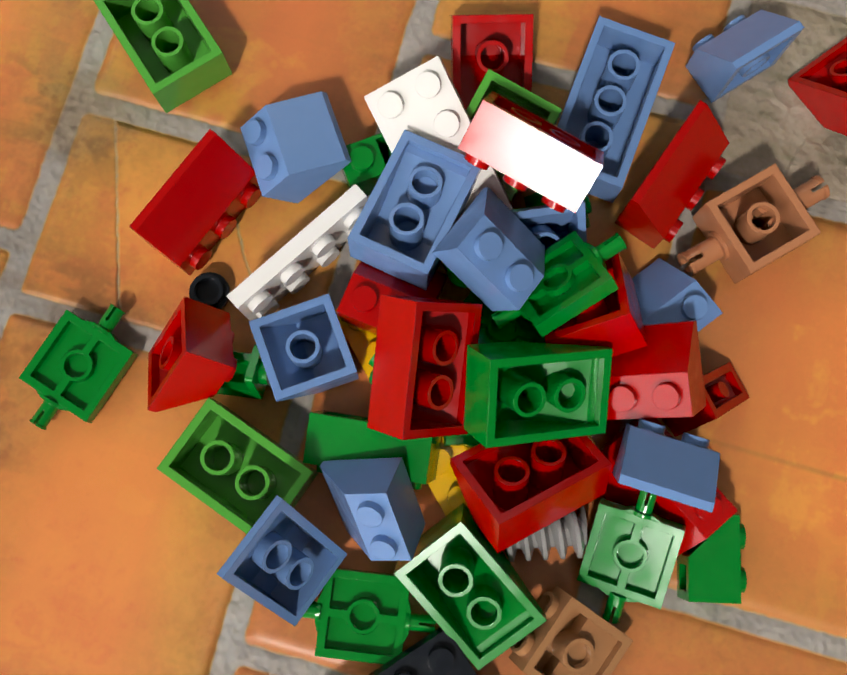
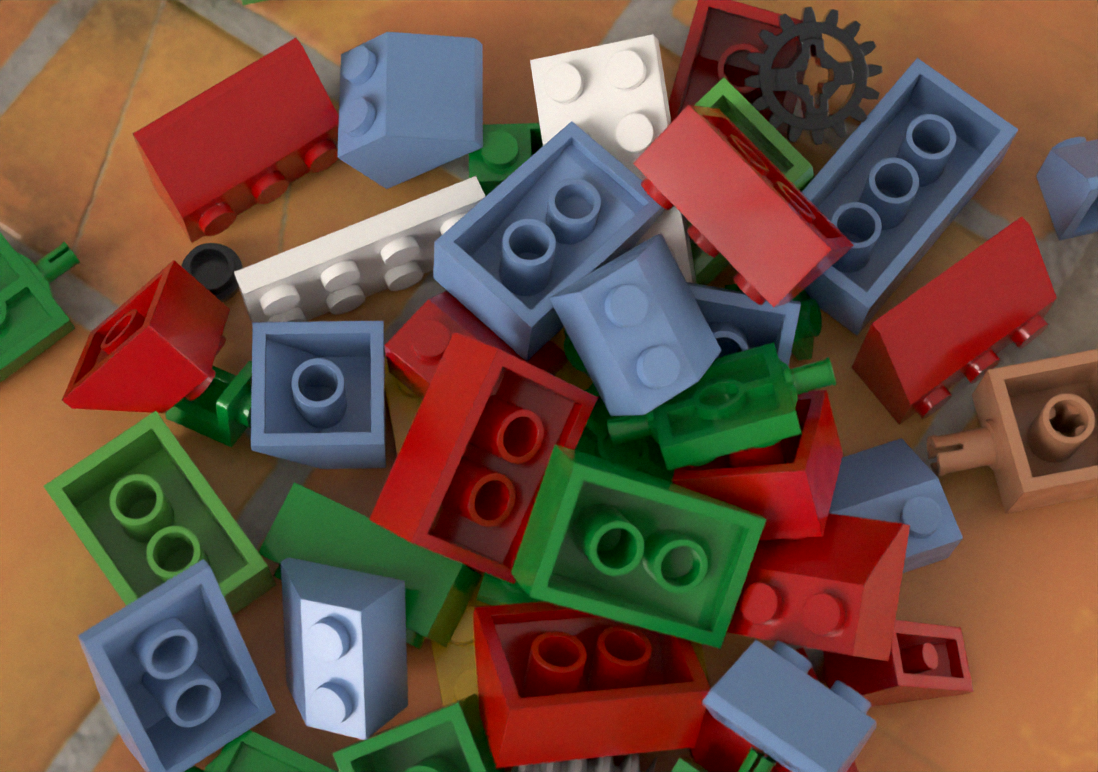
camera: 15 degrees right, 10 degrees down
(556, 42) = (839, 73): none -> black gear

